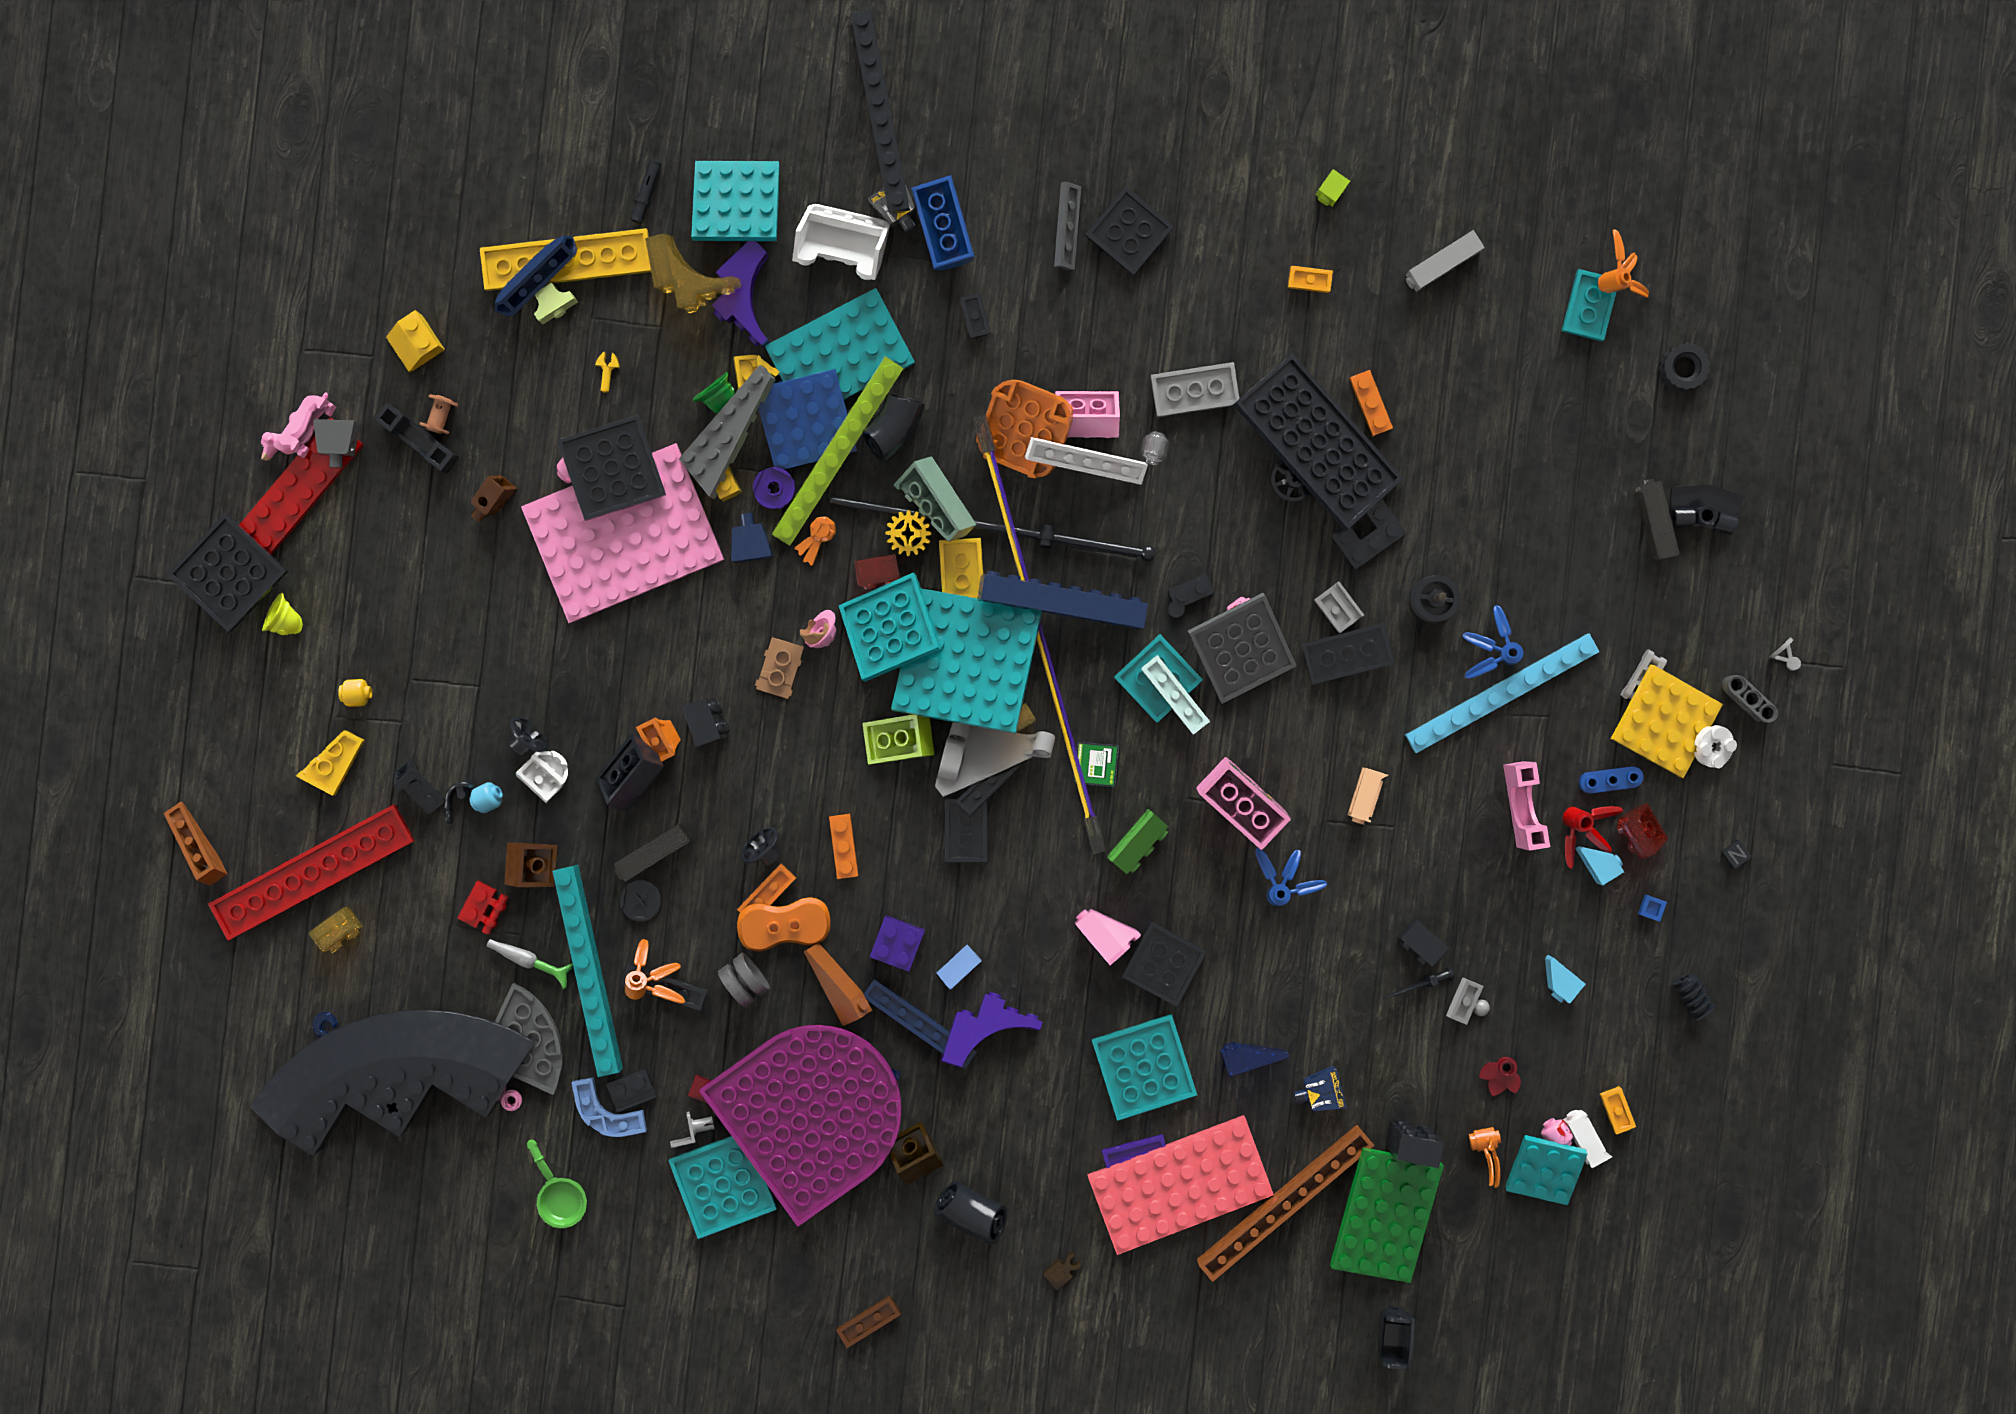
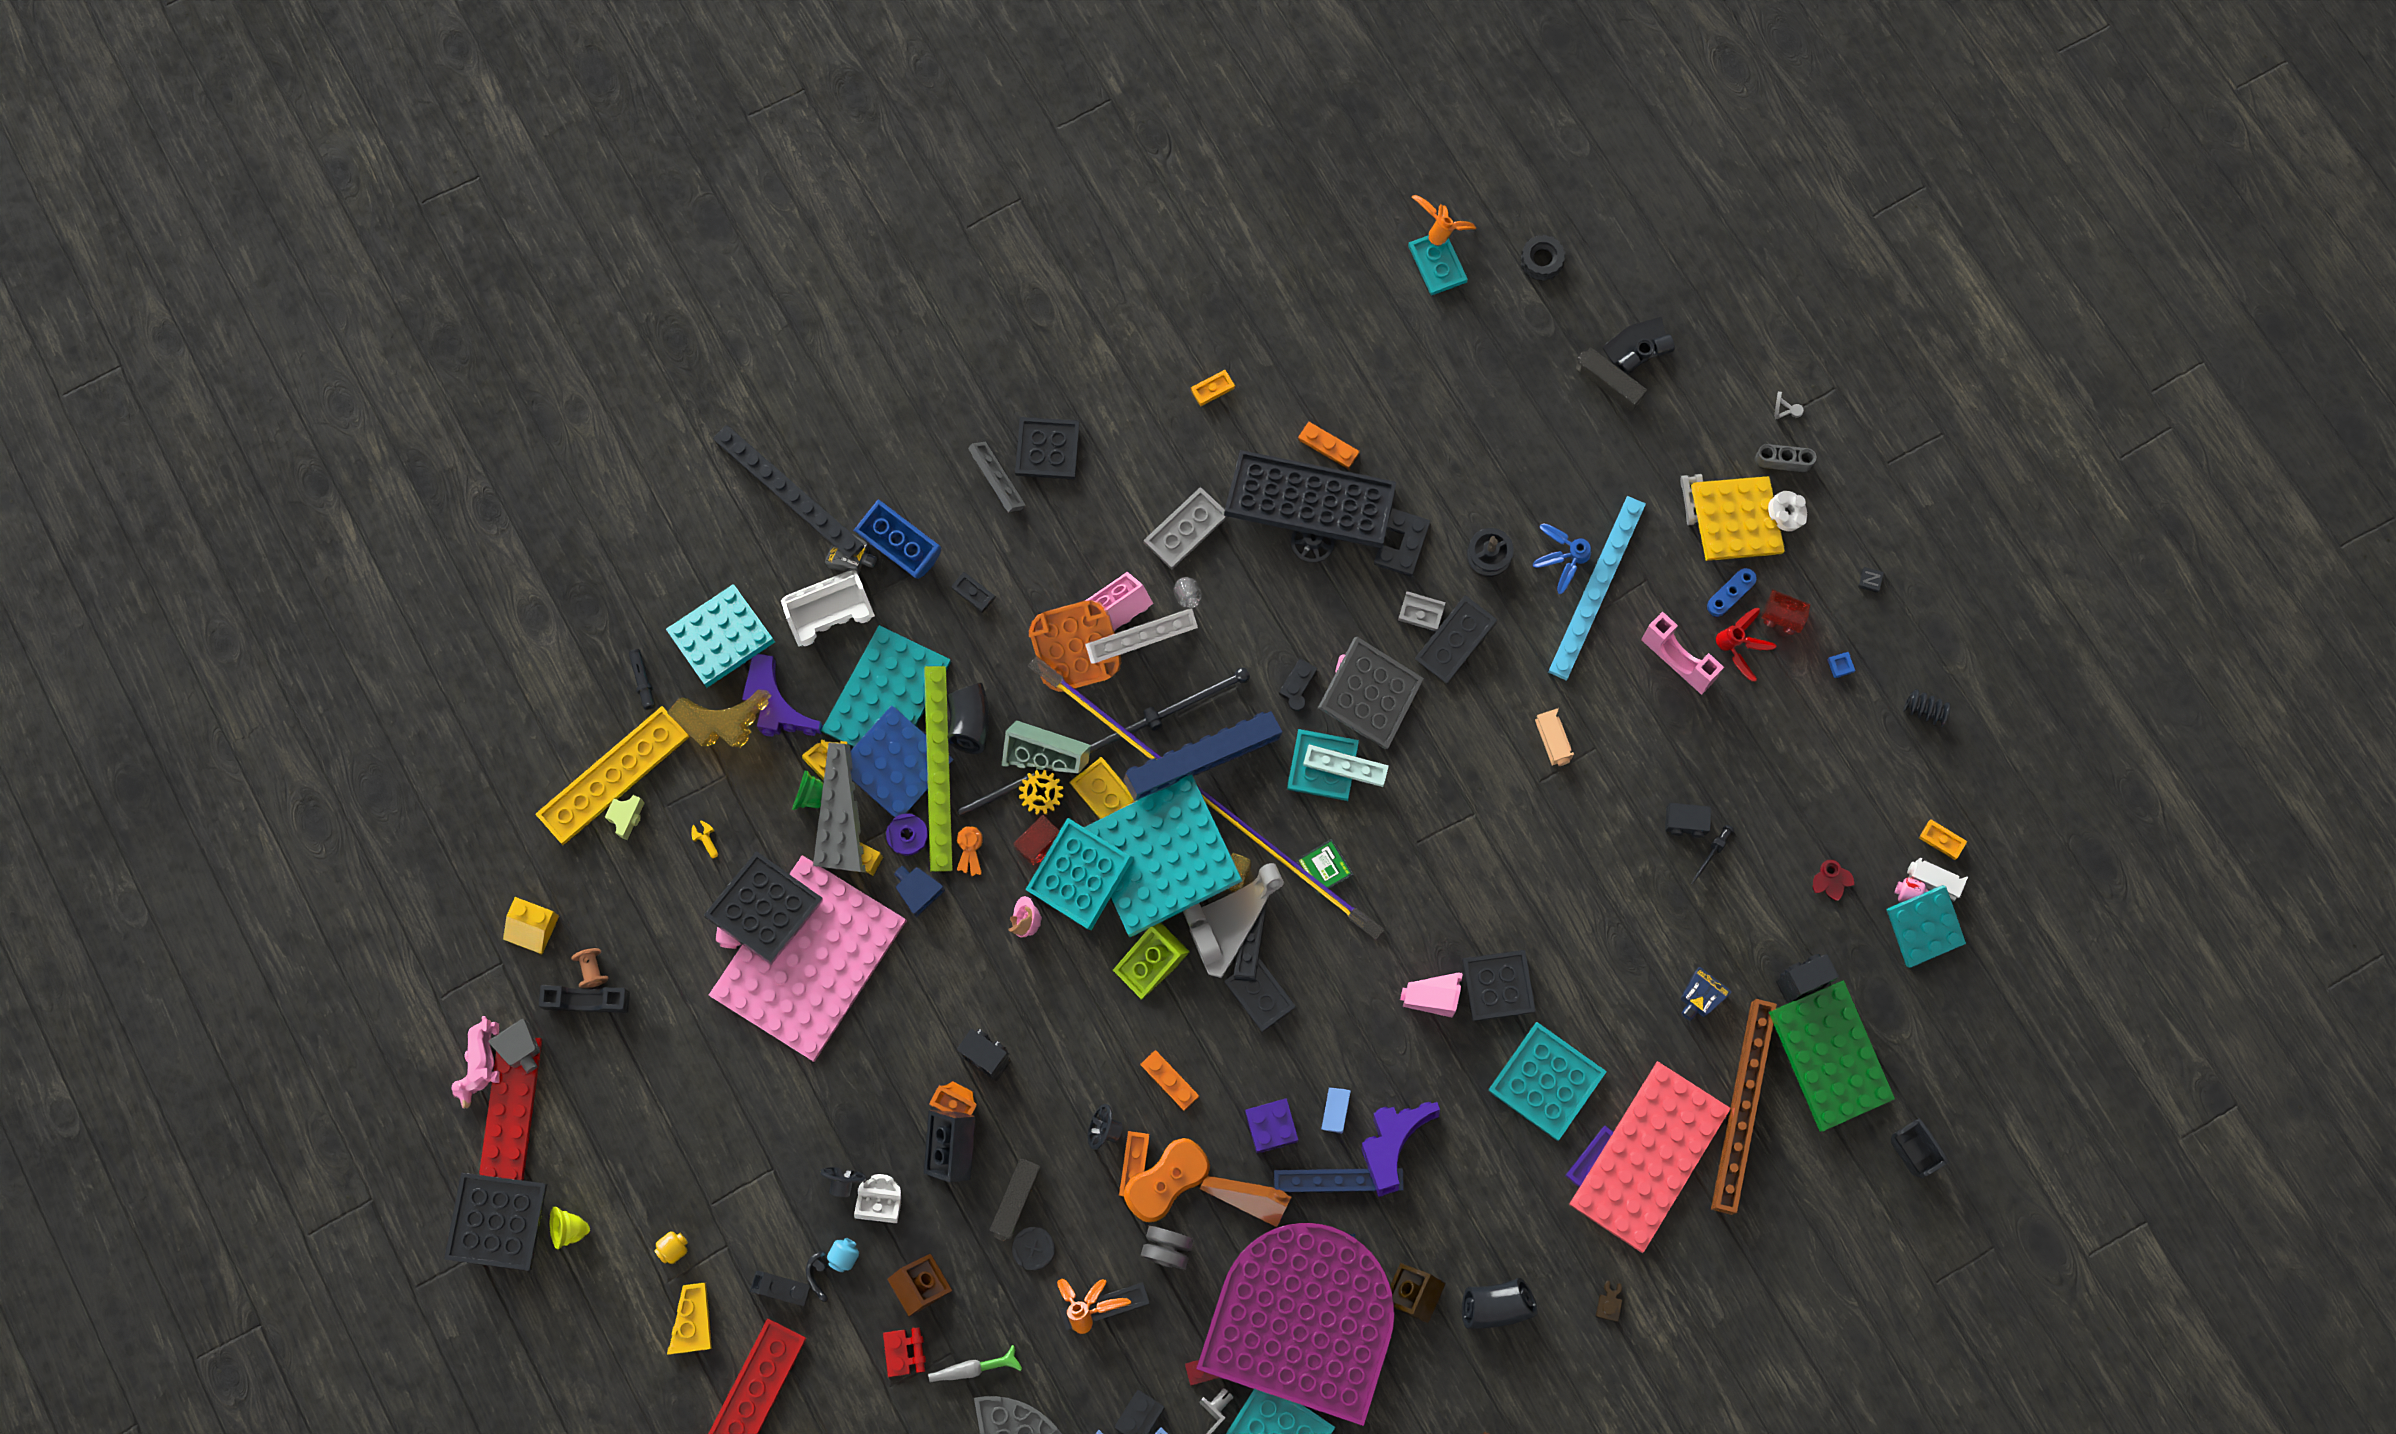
camera: 40 degrees left, 15 degrees down
(491, 496) = (681, 995): reddish brown torso -> none
(535, 275) = (596, 801): dark blue brick -> none
(588, 970) = (1030, 1339): teal brick -> none
(780, 668) = (1013, 974): medium nougat piece -> none
(1138, 842) = (1404, 902): bright green slope -> none
(1243, 803) = (1463, 808): bright pink brick -> none
(1245, 1057) = (1619, 1013): clear blue slope -> none
(1287, 874) = (1546, 860): blue plant -> none
(1332, 188) = (1179, 312): lime brick -> none
(1444, 261) = (1304, 306): light grey brick -> none
(1467, 1001) = (1758, 842): light grey plate -> none
(1487, 1140) = (1860, 940): orange plant -> none
(1562, 981) = (1818, 770): medium azure slope -> none
(1600, 864) = (1774, 660): medium azure slope -> none

